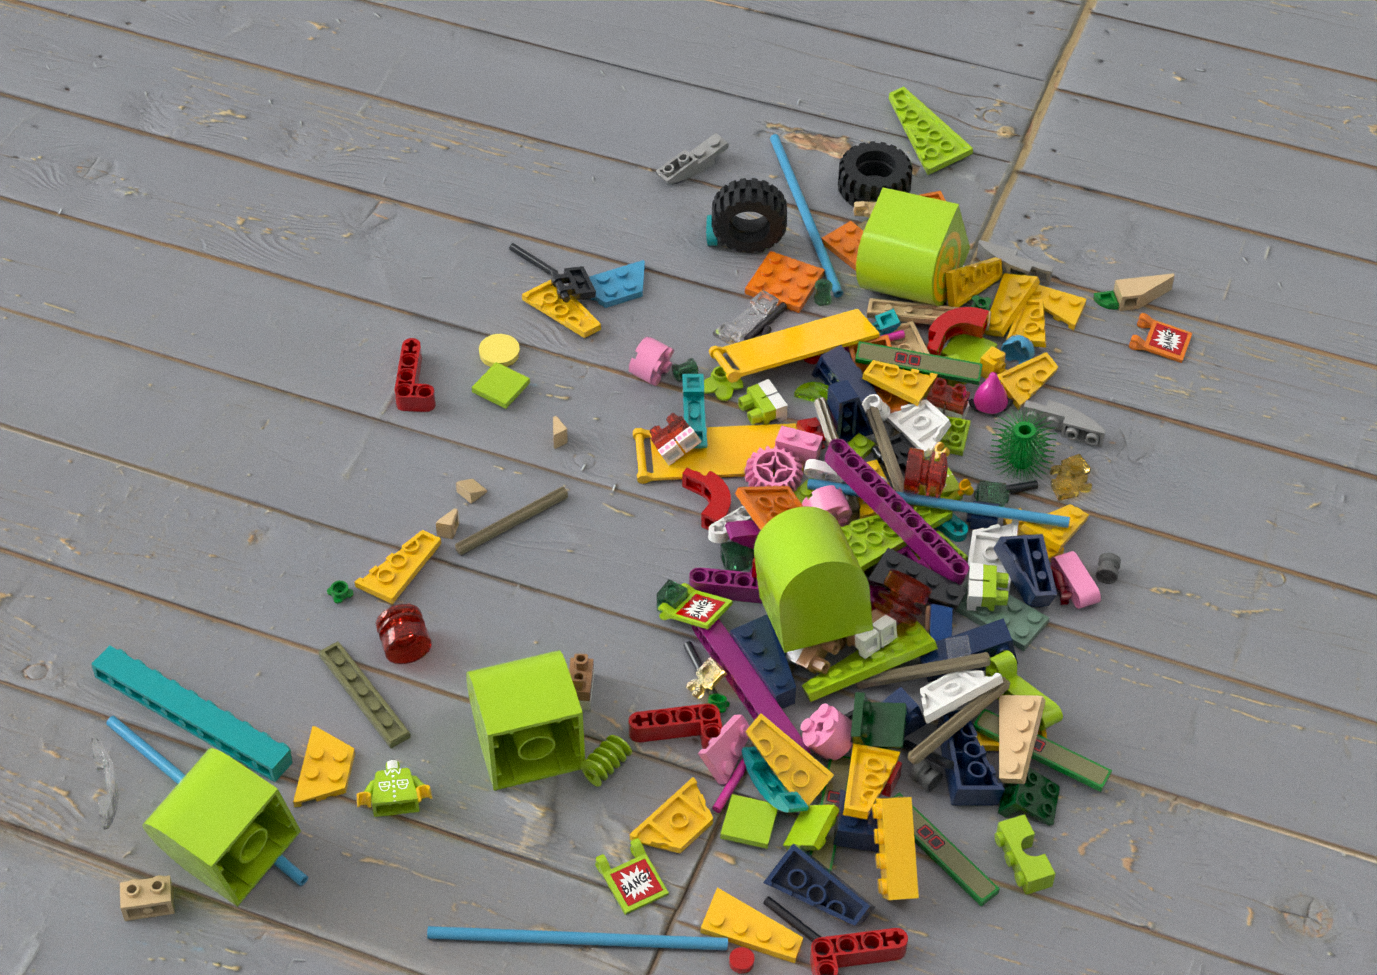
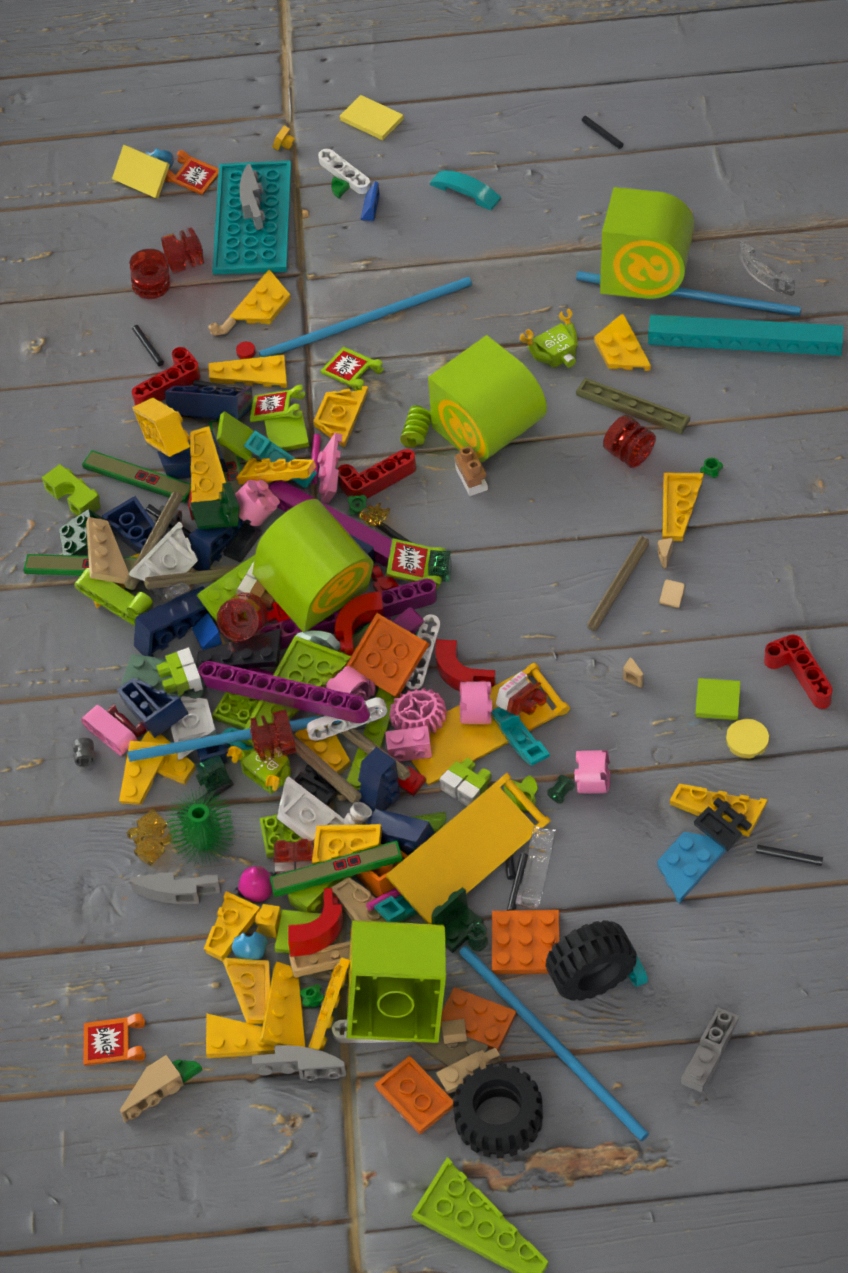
camera: 160 degrees right, 5 degrees up
(719, 447) = (475, 703): none -> bright pink brick
(736, 612) = (382, 583): none -> red plate
(747, 860) = (276, 405): none -> flag
(835, 302) = (456, 919): none -> dark green bracket

